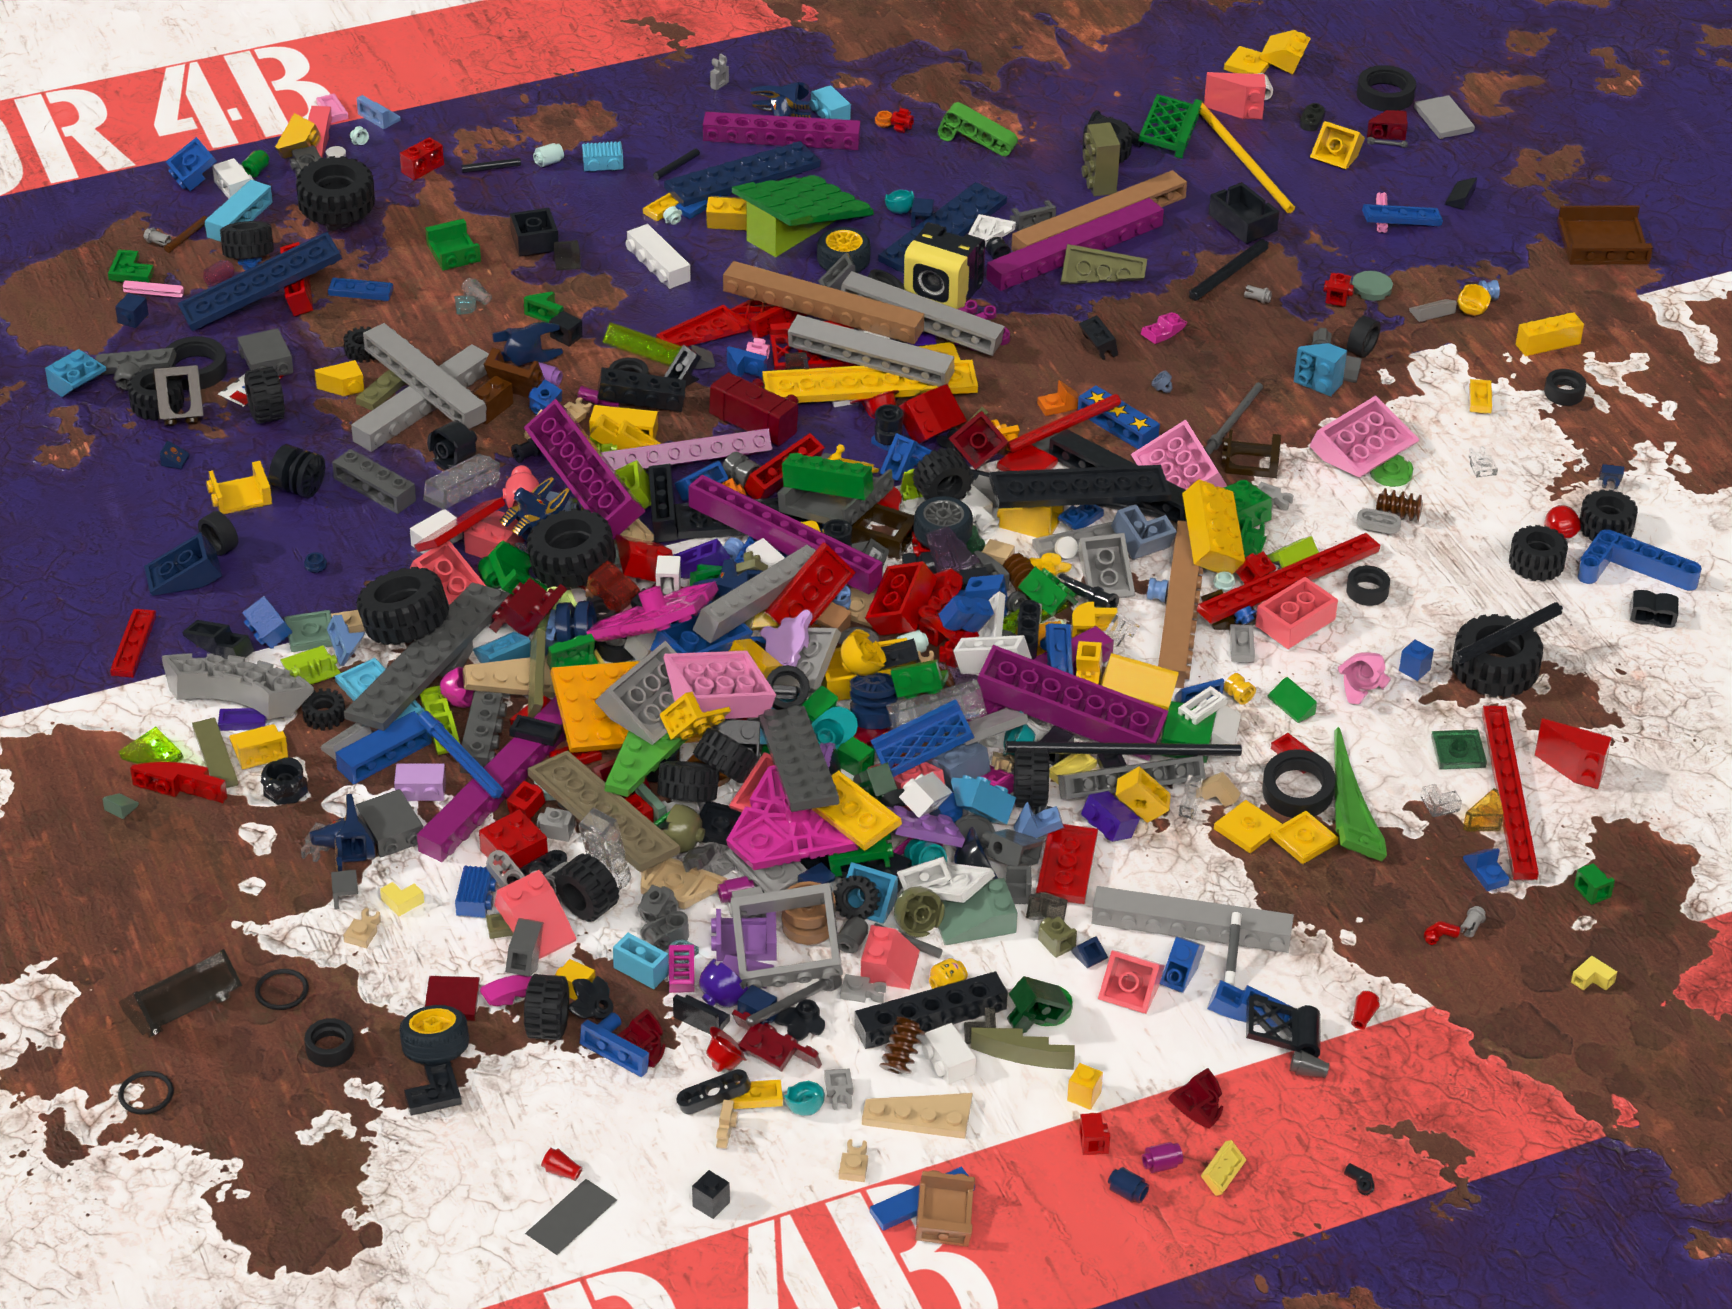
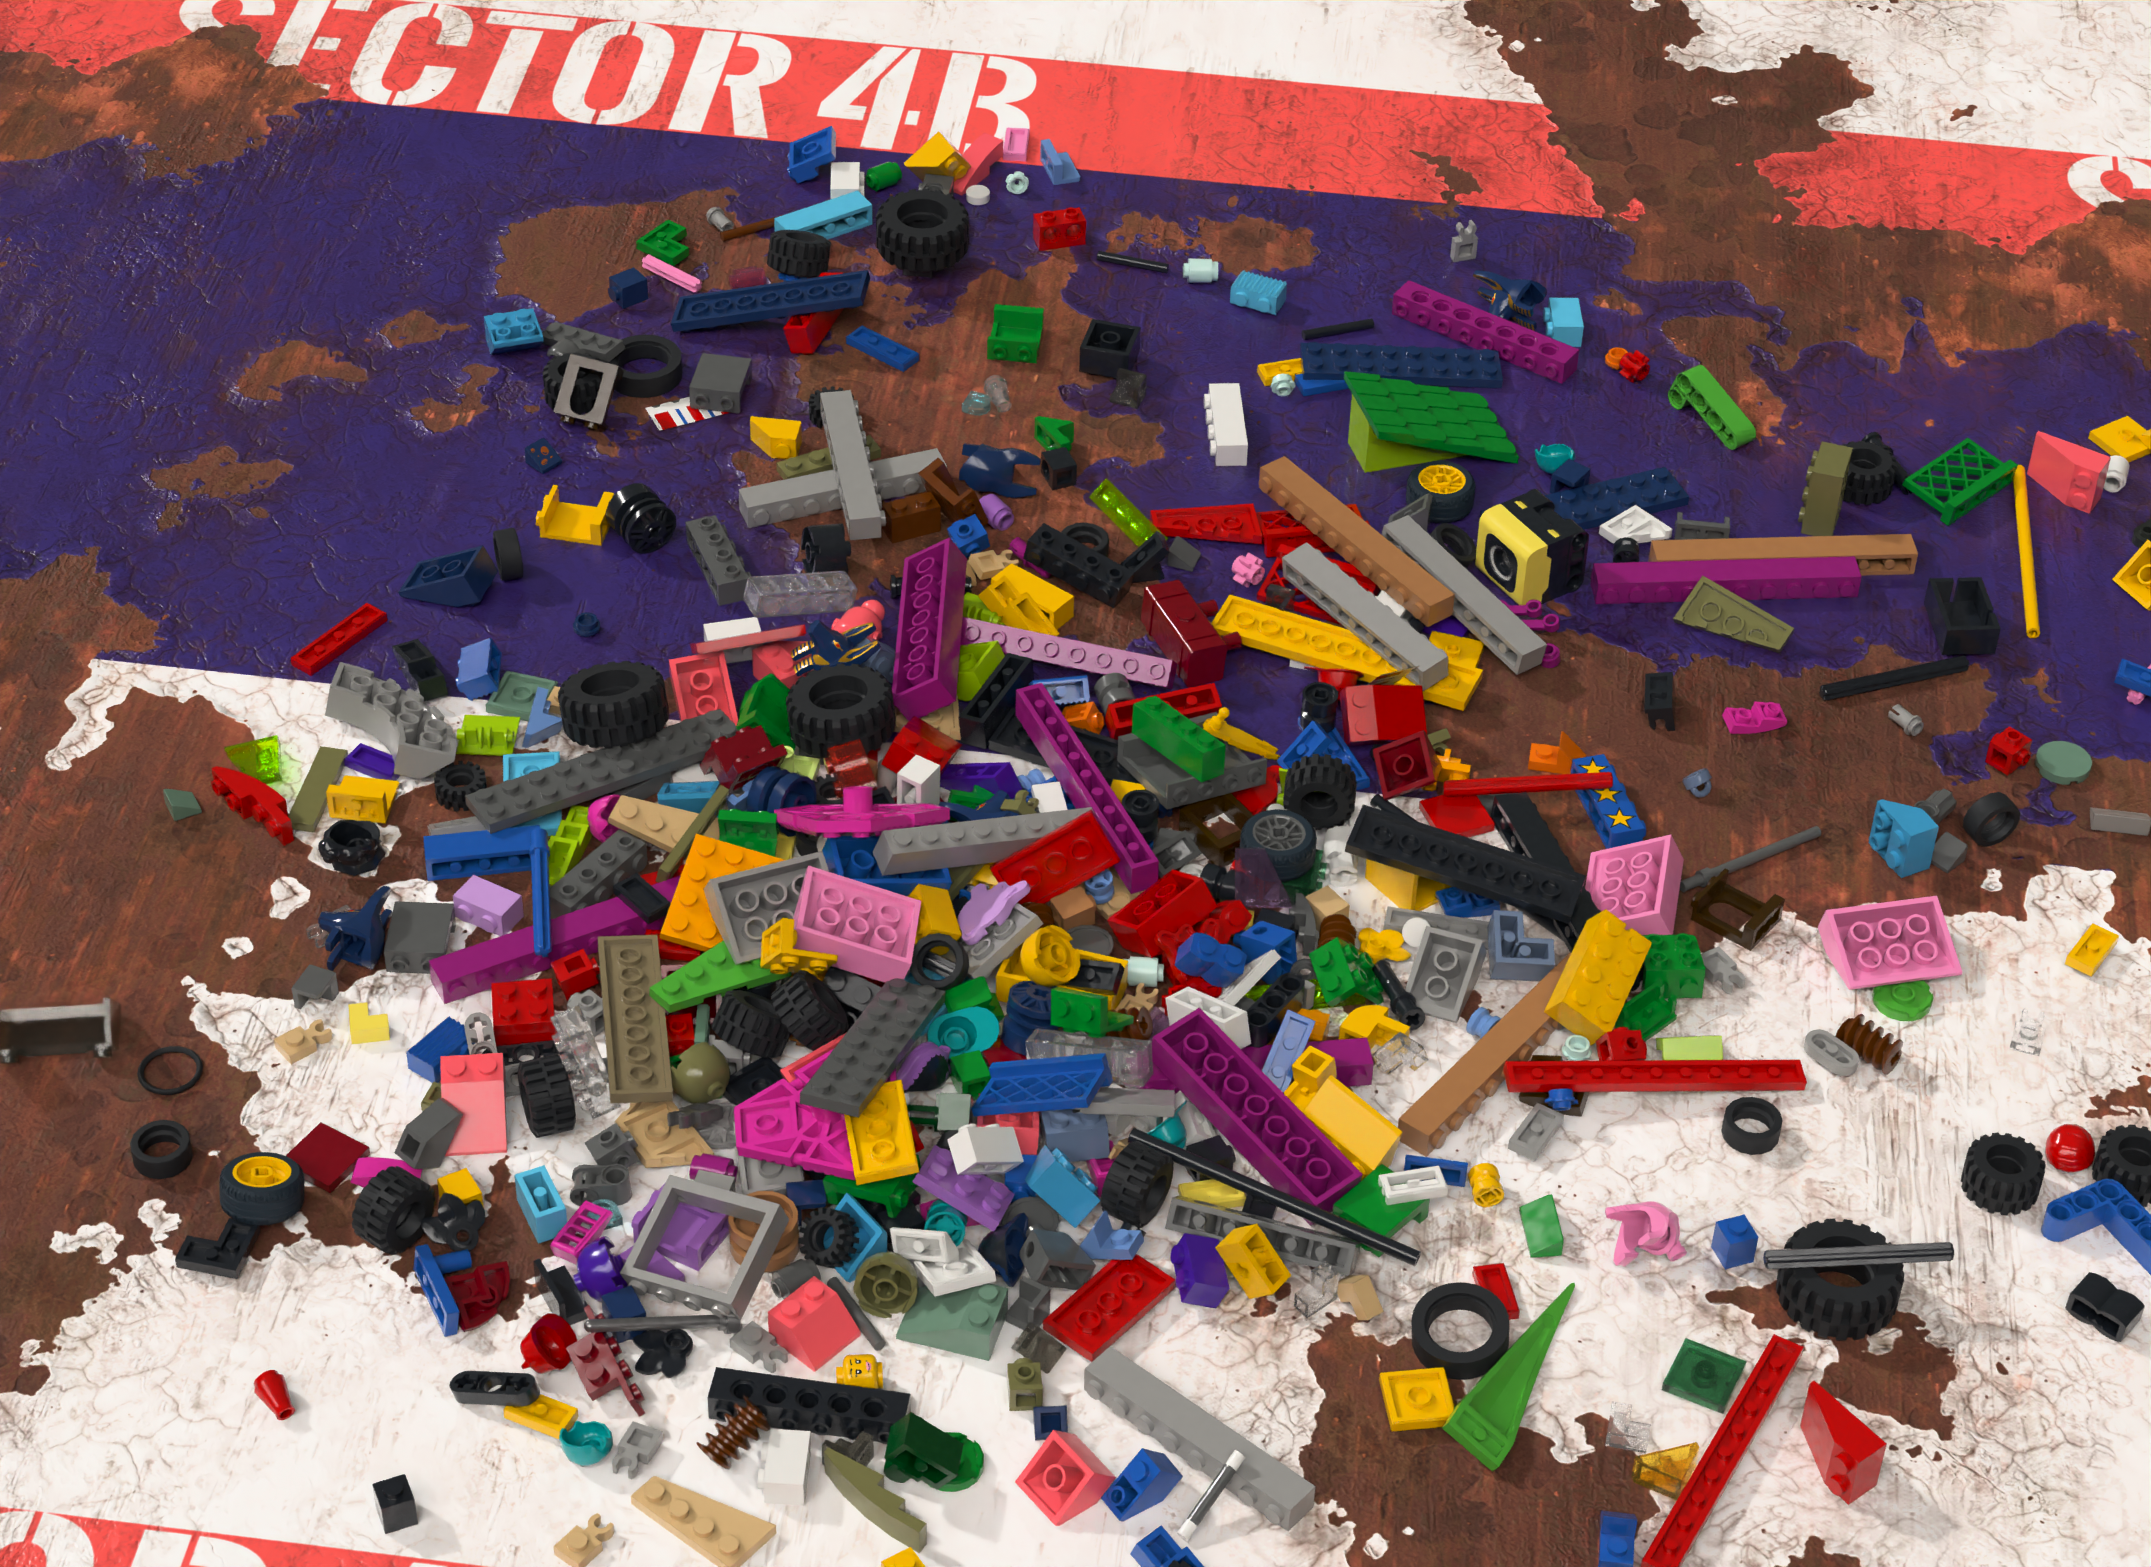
camera: 30 degrees right, 0 degrees up
(264, 394) = (674, 424): black tyre -> none
(571, 1216) = (243, 1458): dark grey sticker -> none
(726, 213) = (1333, 400): yellow slope -> none
(727, 1120) = (481, 1430): tan plate -> none
(743, 362) = (1224, 577): blue slope -> none
(1225, 726) = (1433, 1223): white slope -> none
(1246, 826) = (1361, 1354): yellow plate -> none
(1296, 612) = (1628, 1121): coral brick -> none

